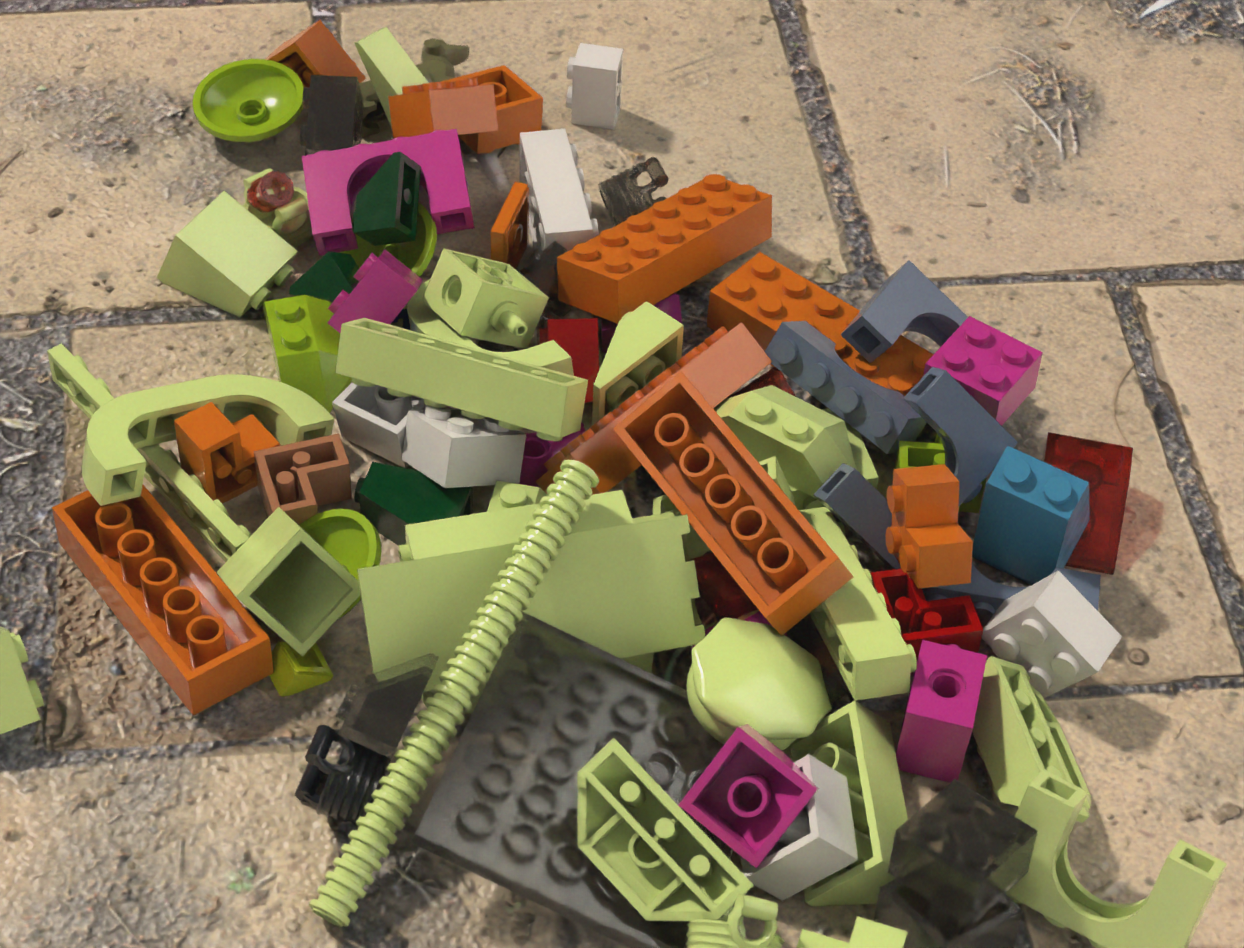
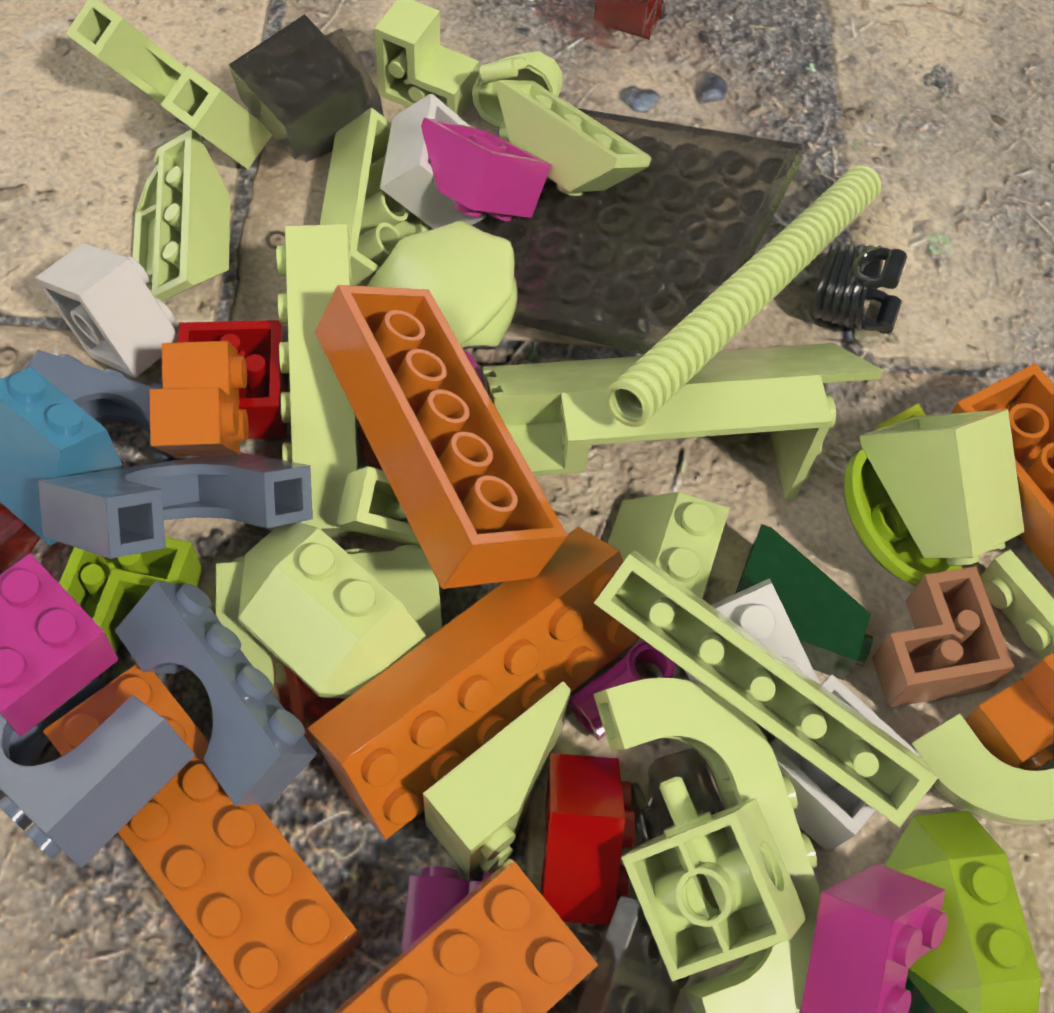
camera: 175 degrees left, 15 degrees up
(384, 704) = (831, 293): clear smoke slope -> none
(940, 711) = (241, 257): dark pink piece -> none

